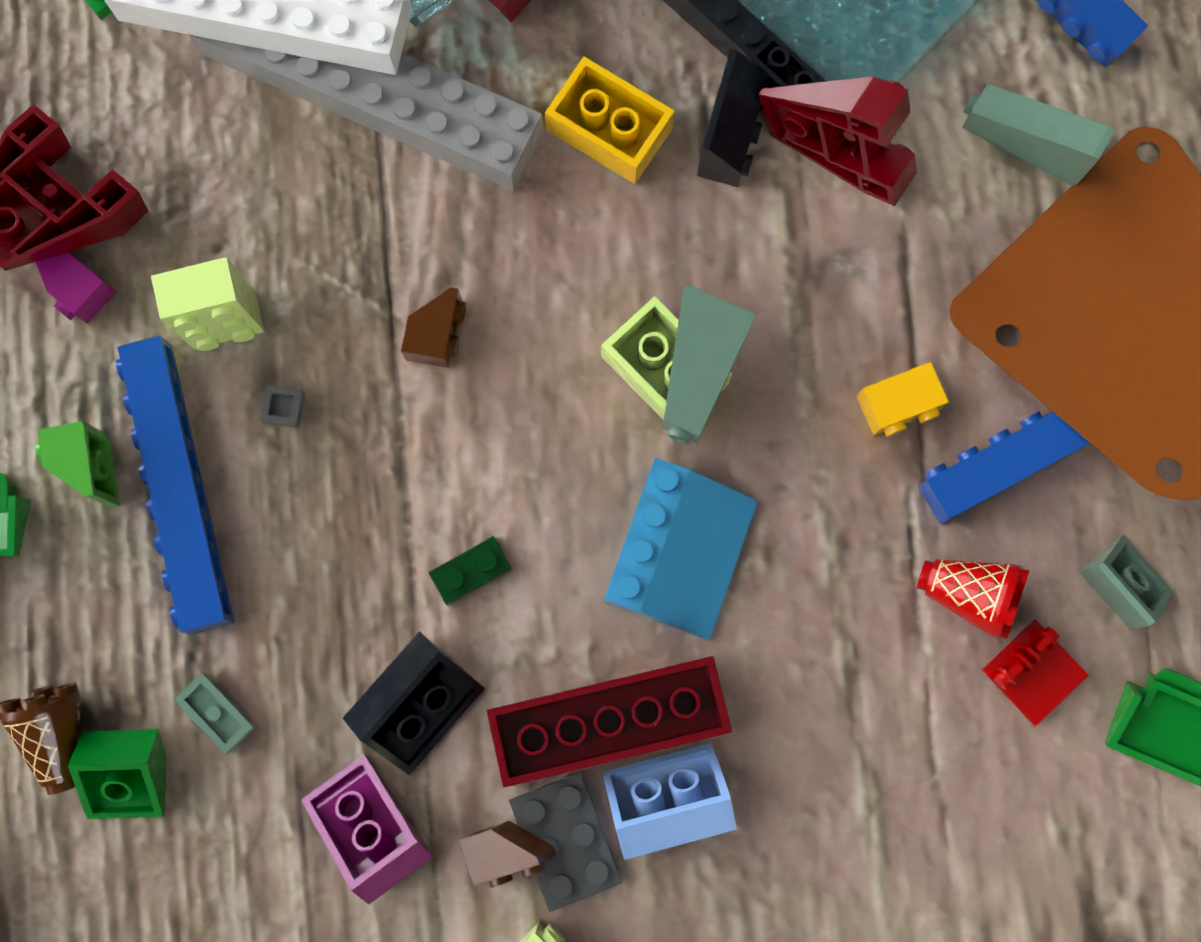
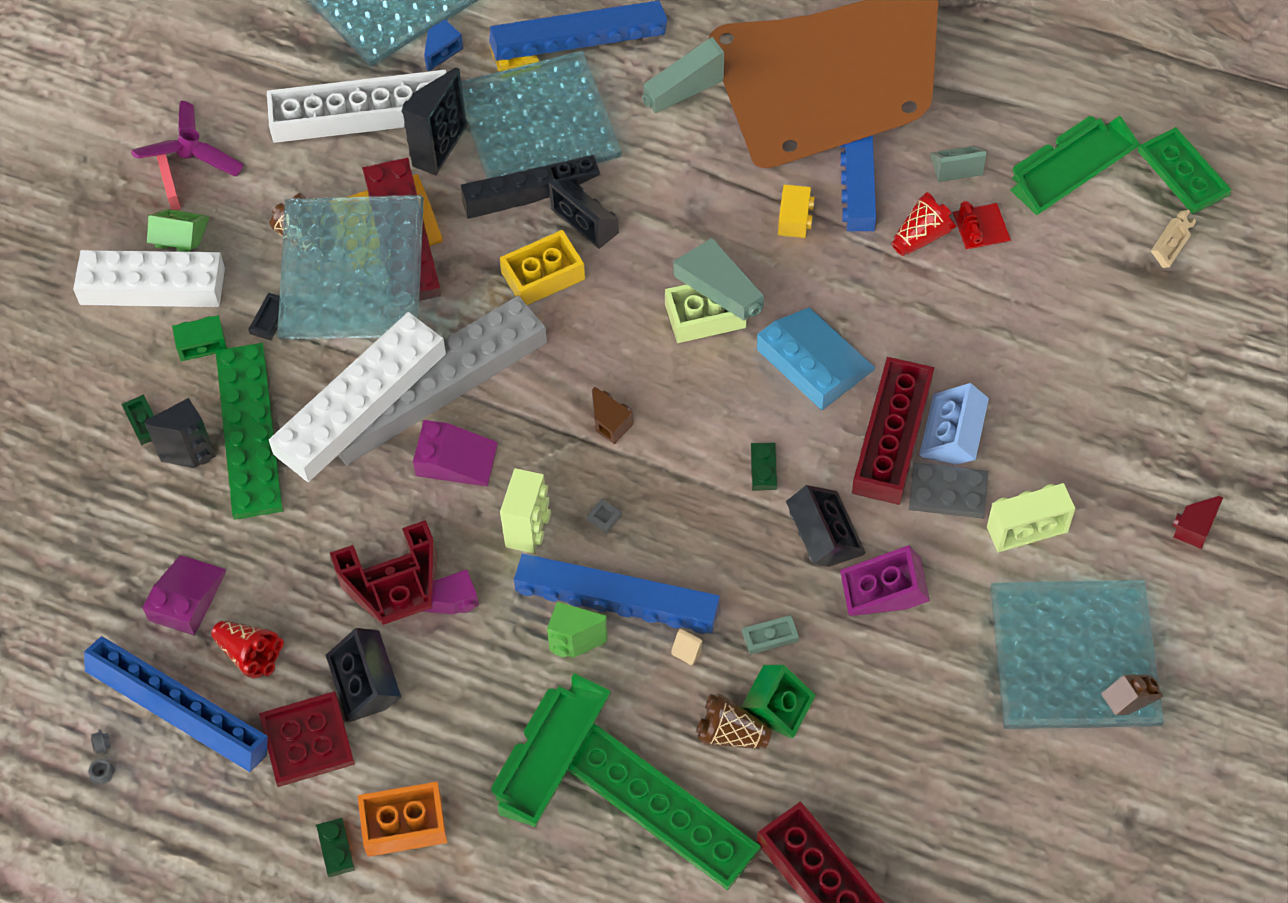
camera: 60 degrees left, 20 degrees down
(147, 614) = (687, 647): none -> tan slope
(274, 171) = (453, 454): none -> magenta slope
(504, 850) = (937, 516): slope -> none
(846, 130) = (625, 161): dark red wedge -> none

